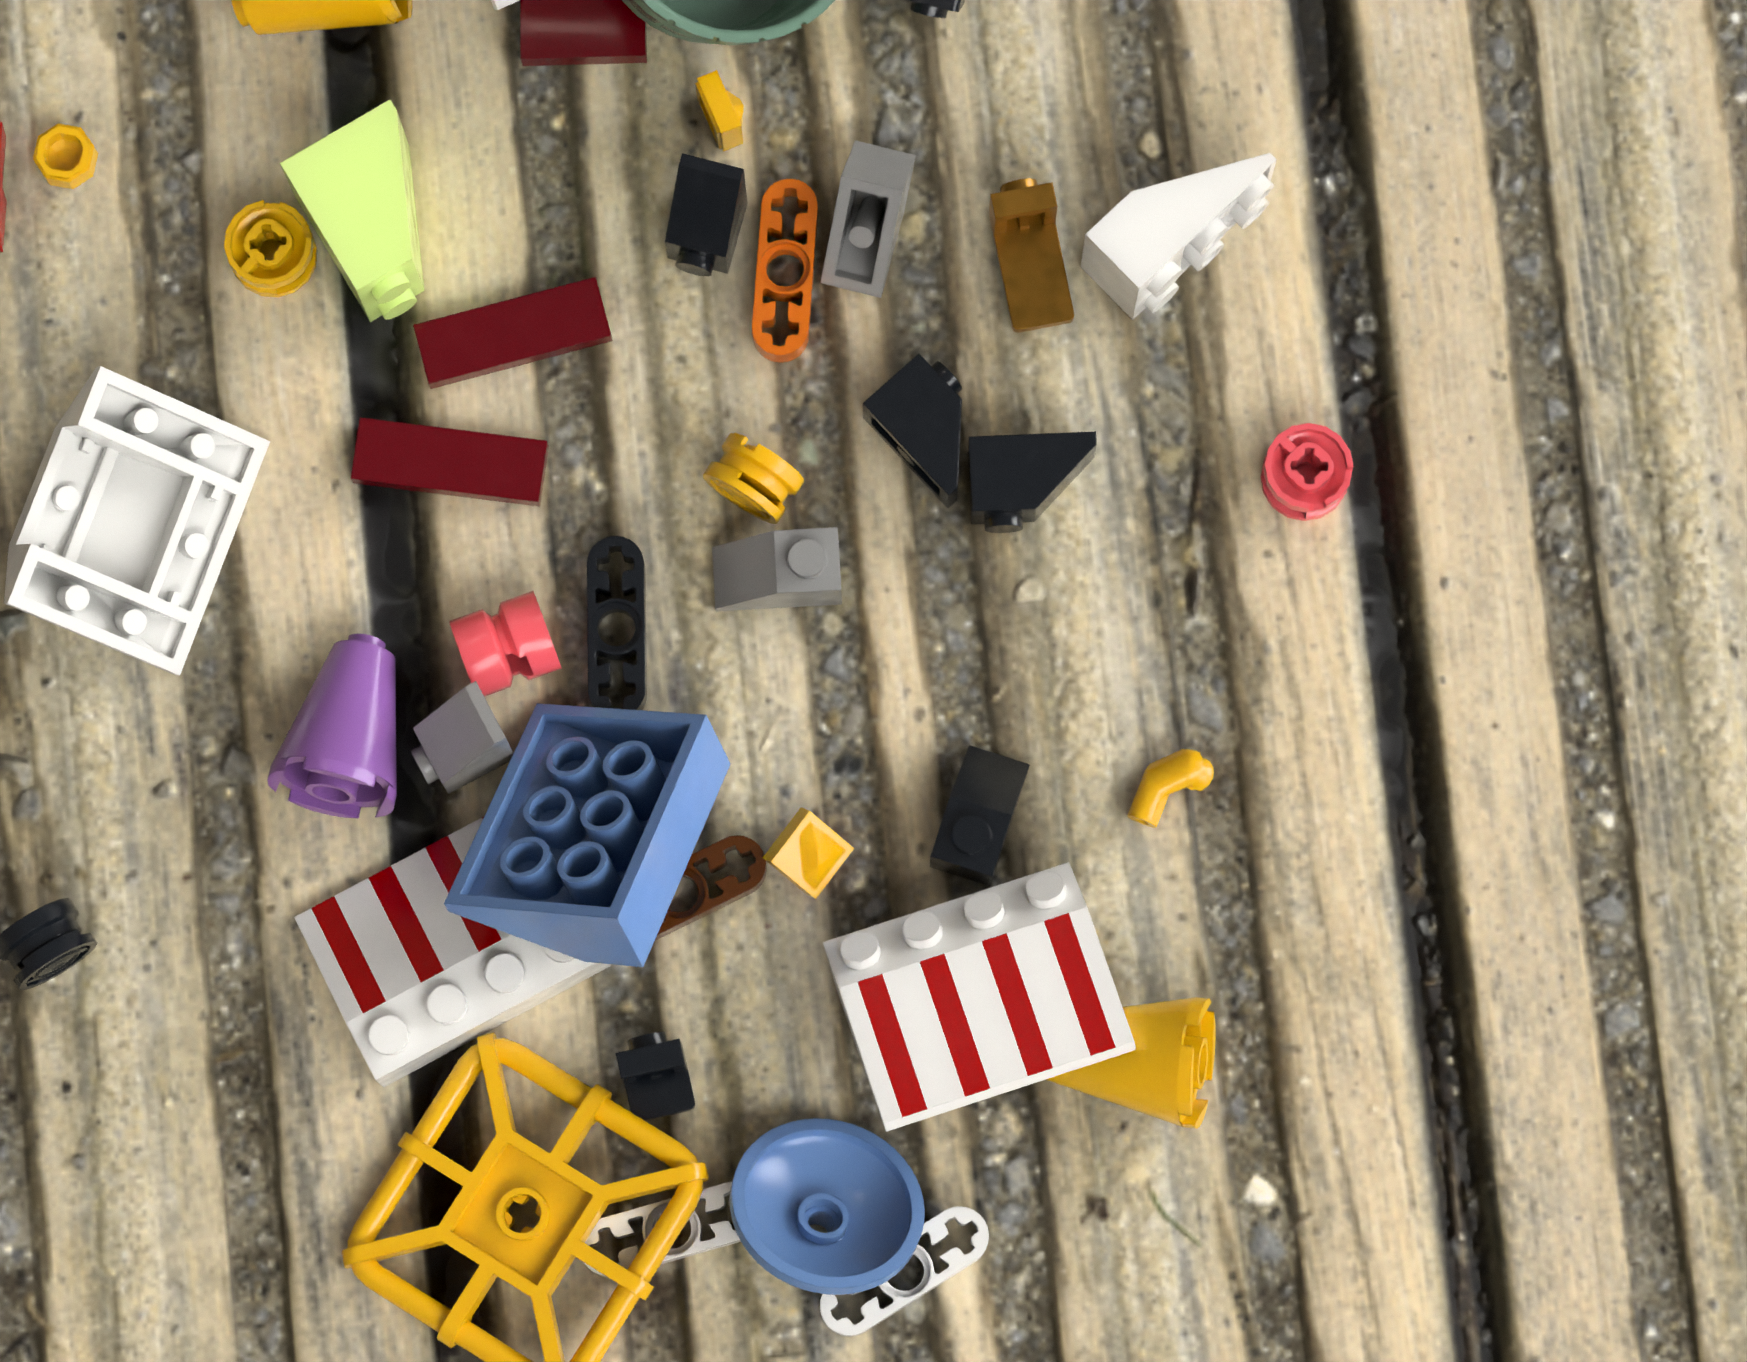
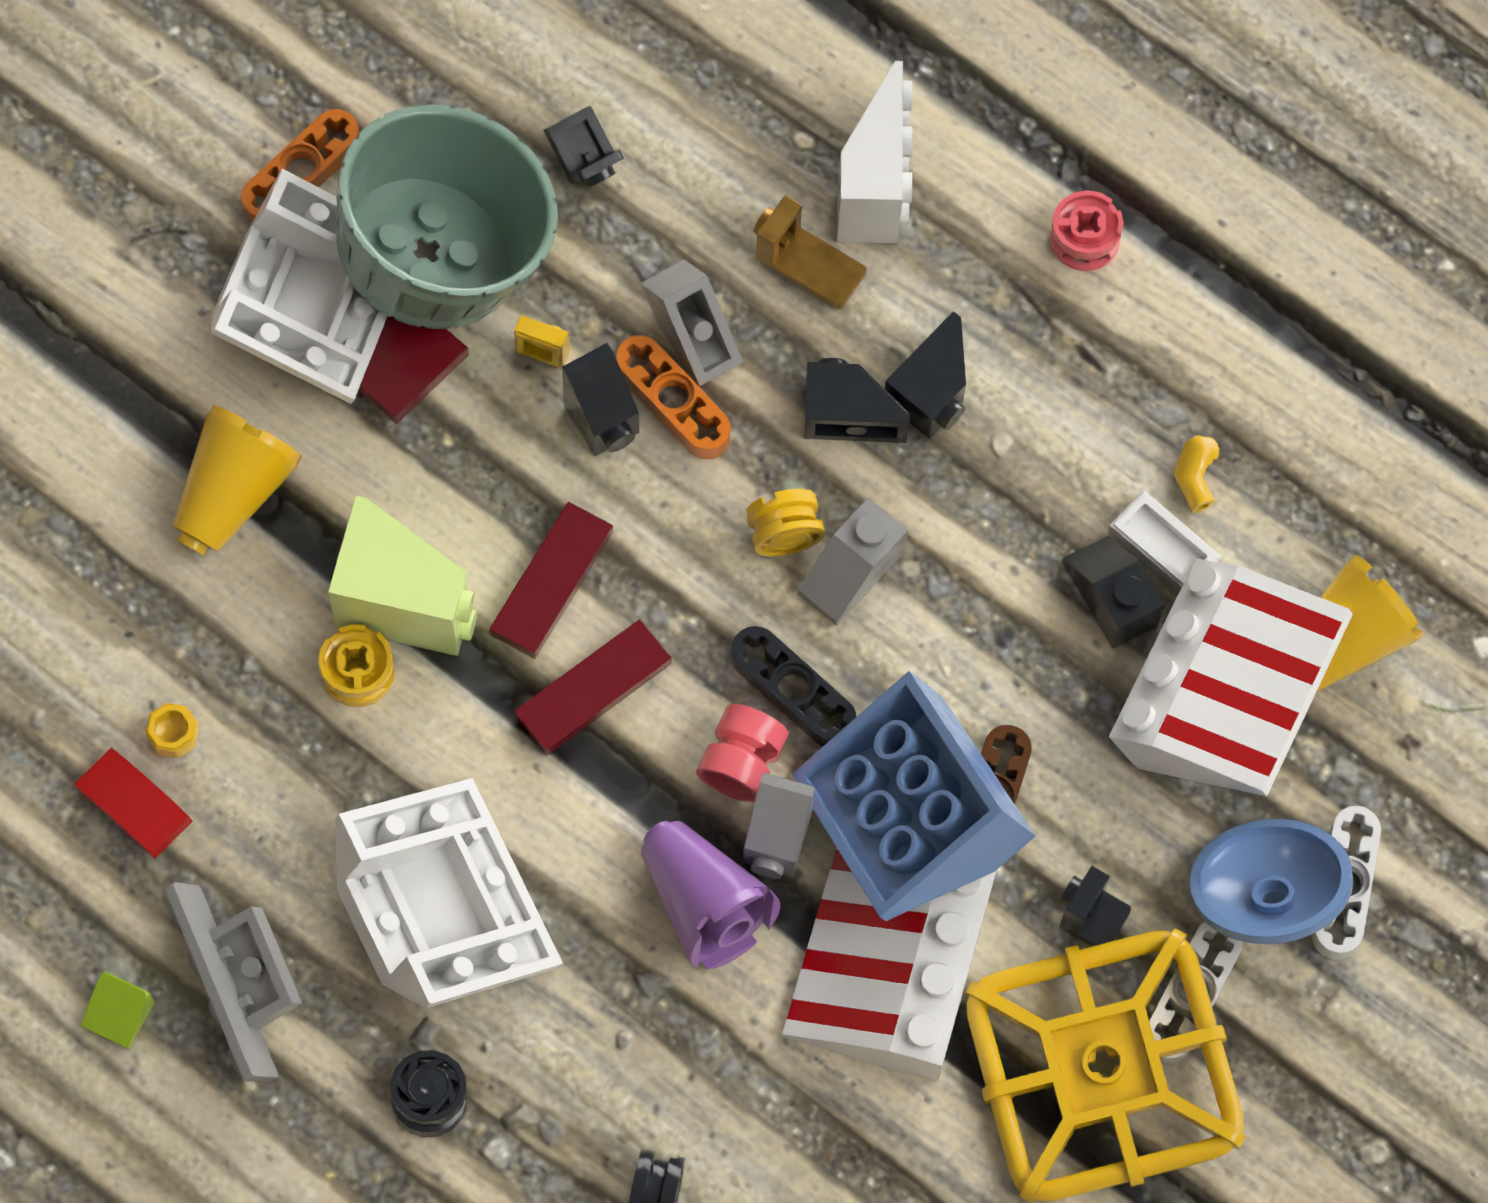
camera: 50 degrees left, 10 degrees down
(808, 852) = (1040, 702): yellow tile -> none
(1073, 816) = (1160, 540): none -> white tile

